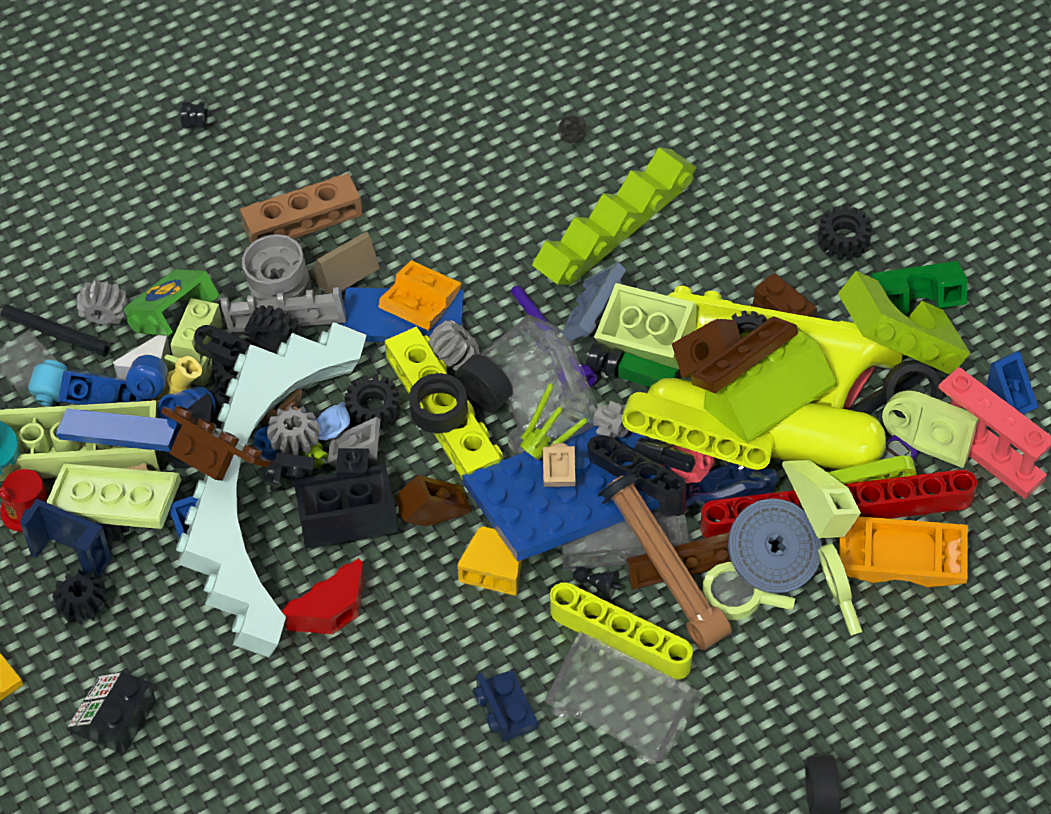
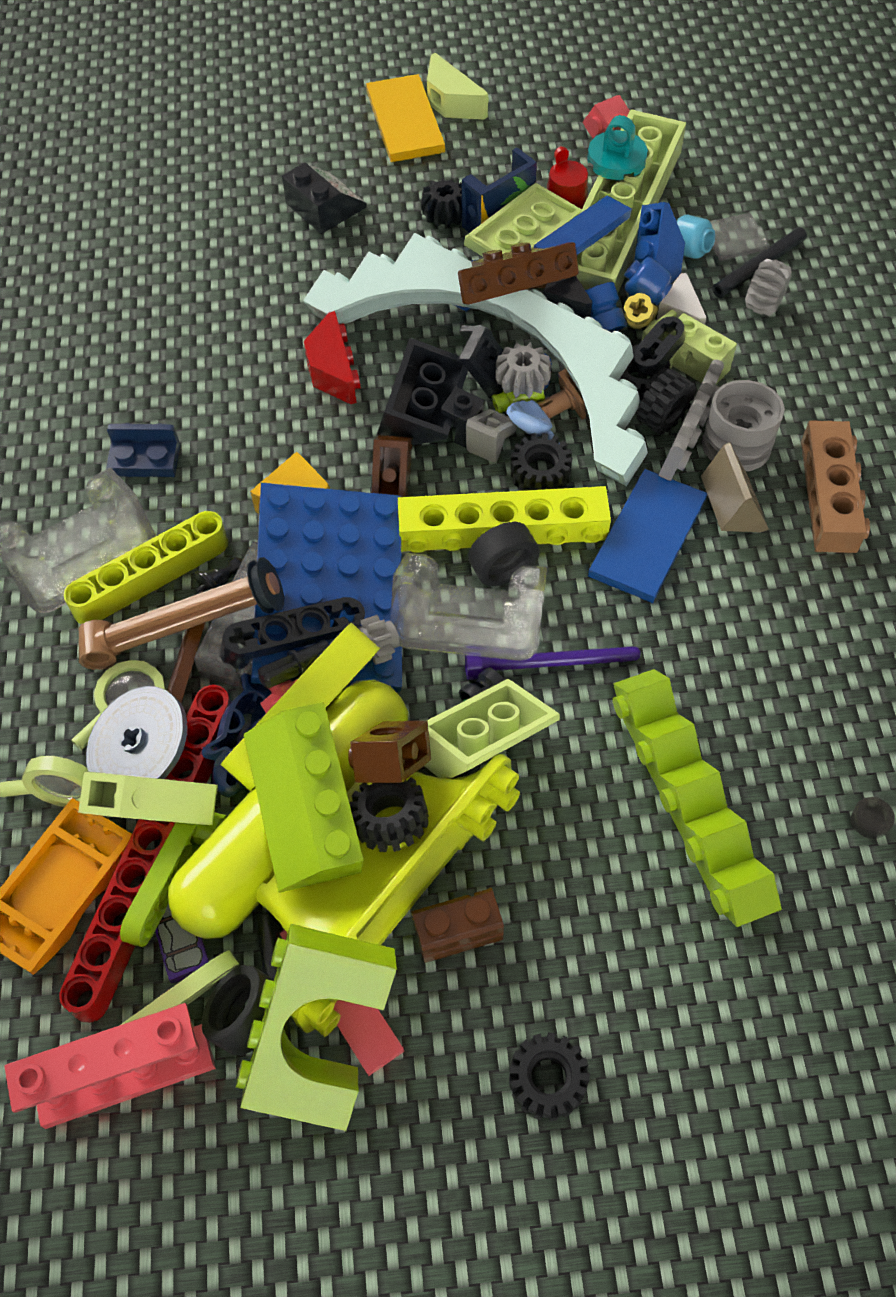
camera: 115 degrees right, 5 degrees up
(146, 310) = (760, 343): bright green panel -> none
(419, 295) = (660, 547): light orange slope -> none
(438, 384) = (489, 471): black tyre -> none
(453, 344) = (576, 558): light grey gear -> none
(535, 441) = (387, 558): lime plant -> none
(559, 465) = (343, 558): tan bracket -> none
(592, 301) = (548, 685): sand blue wing -> none
(744, 354) = (334, 758): reddish brown tile -> none
(939, 282) = (417, 1083): green arch -> none
(1011, 382) = (184, 1159): blue slope -> none

